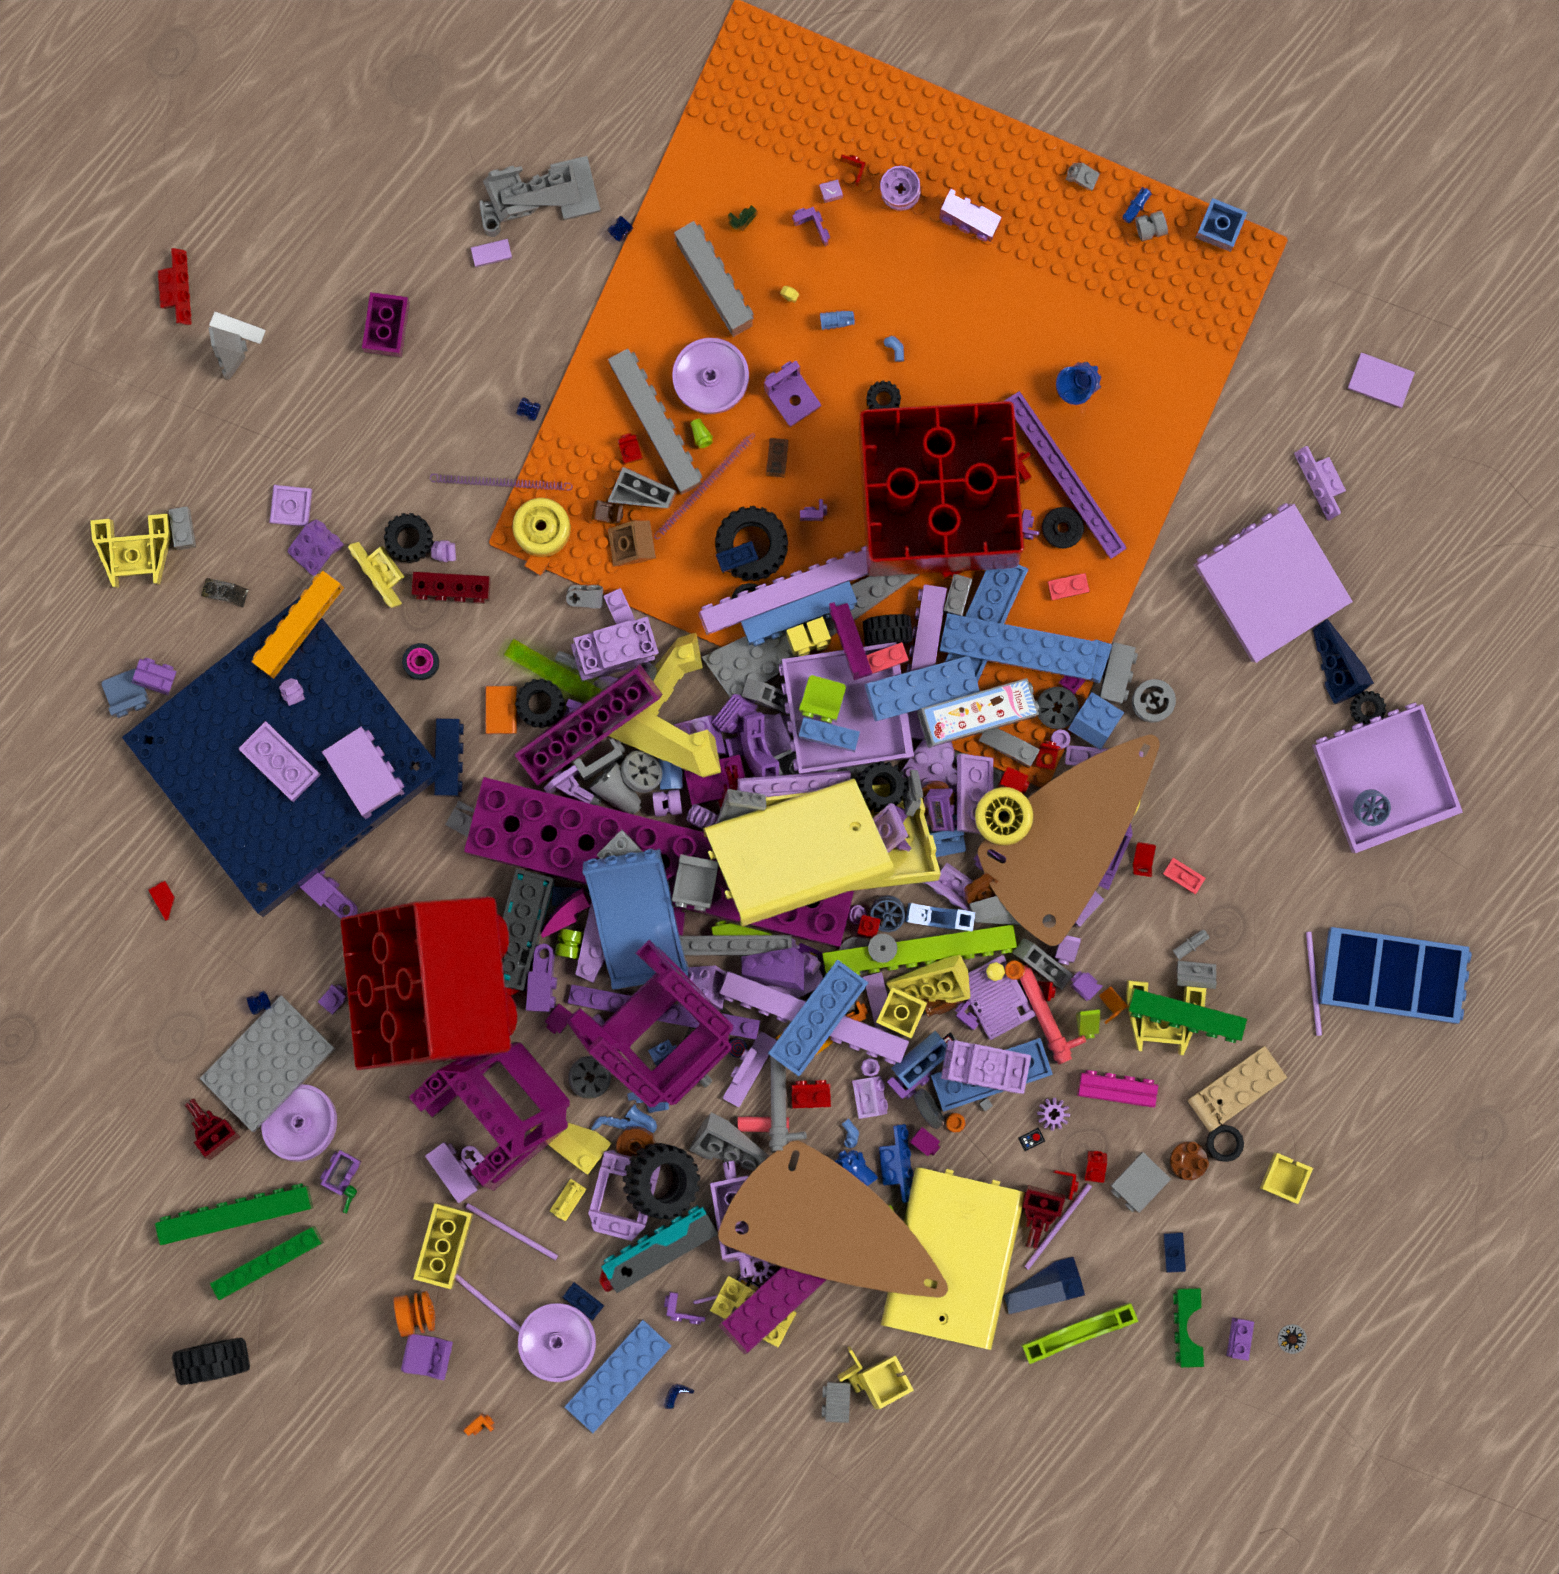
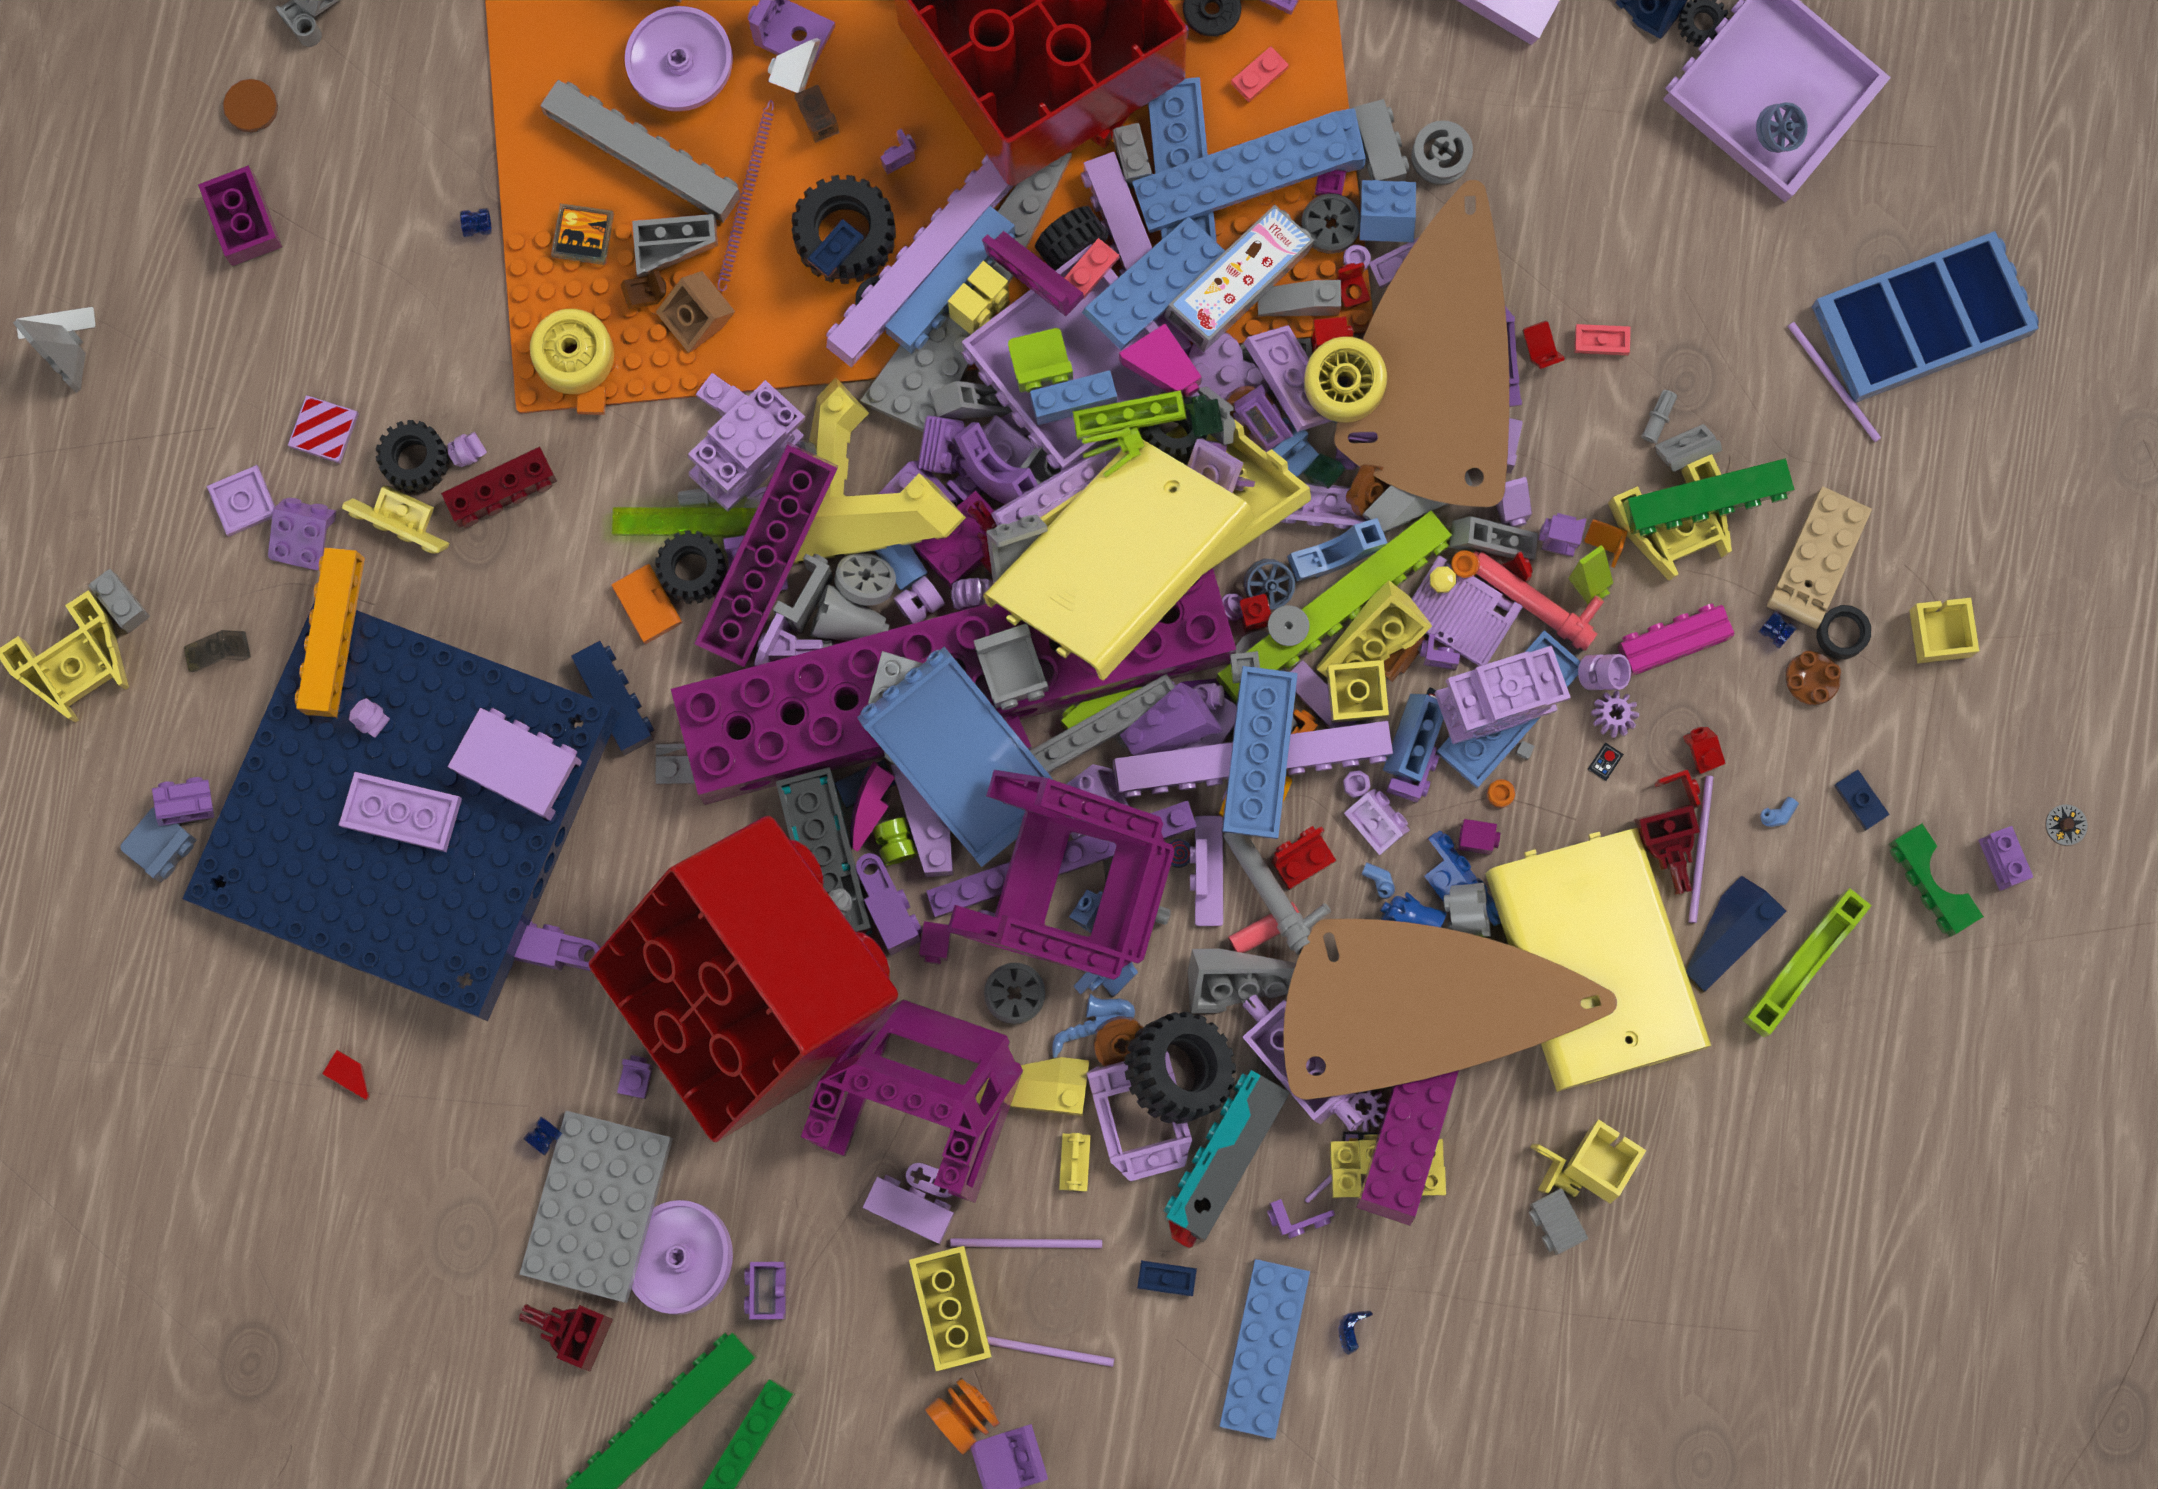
camera: 30 degrees left, 5 degrees down
(350, 1192) = (794, 1309): green hand -> none
(364, 488) = (323, 429): none -> tile
(428, 669) = (501, 589): wheel -> none
(431, 254) = (250, 105): none -> dark orange tile
(491, 253) = (325, 63): lavender tile -> none
(501, 482) = (495, 326): medium lavender piece -> none
(511, 965) = (842, 900): none -> light grey plate
(556, 1342) = (1163, 1348): lavender dish -> none
(587, 596) = (679, 405): light grey piece -> none
(590, 454) = (582, 234): none -> tile
(629, 448) = (627, 200): red bracket -> none
(701, 434) = (706, 135): lime cone -> none
(779, 420) = (794, 66): none -> white slope
(841, 955) = (1242, 659): none -> light grey plate
(847, 781) = (1128, 439): none -> lime plant
(856, 765) = (1130, 413): none -> lime brick
(891, 1184) = (1468, 909): none -> light grey cylinder
(896, 743) = (1162, 362): none -> dark pink slope
(903, 790) = (1204, 415): none -> clear green bracket
(929, 1108) = (1459, 791): dark grey wheel -> none
(961, 863) = (1324, 471): none -> clear green bracket
(1061, 1085) = (1604, 672): none -> lavender wheel
(1118, 1234) = (1780, 816): none -> medium blue arm
(1139, 1183) = (1770, 738): light grey panel -> none
(1184, 1118) = (1777, 629): none -> clear blue wheel

